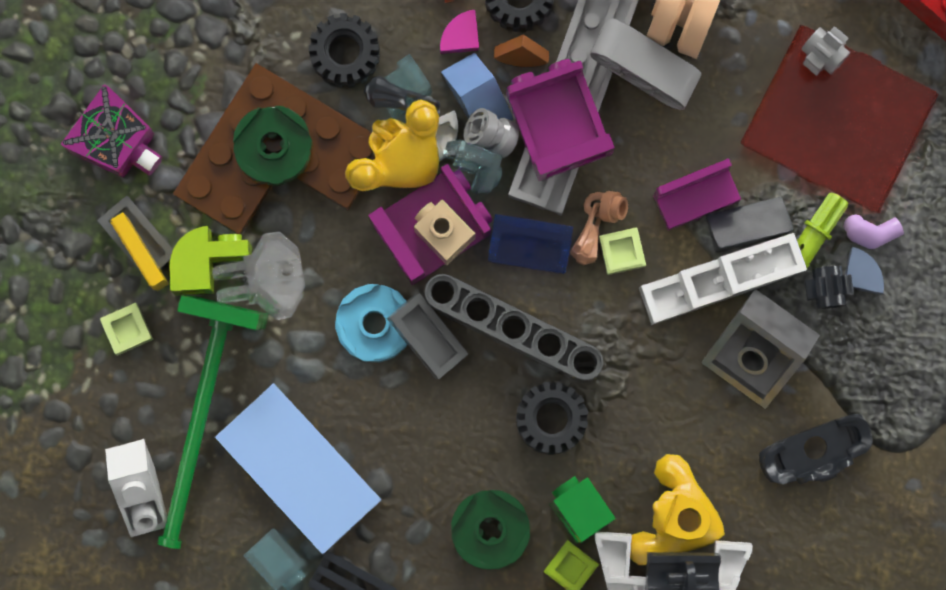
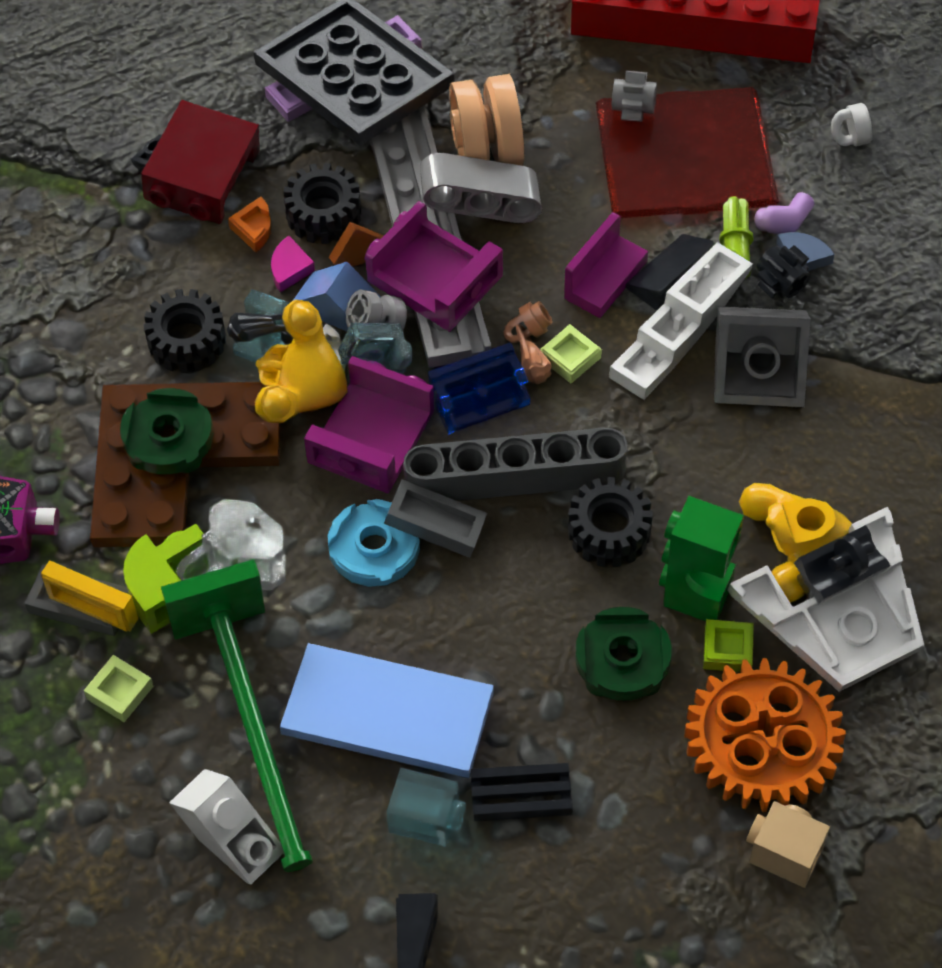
camera: 30 degrees left, 25 degrees down
(443, 231) = (387, 417): tan brick -> none
(844, 440) = (896, 388): black piece -> none

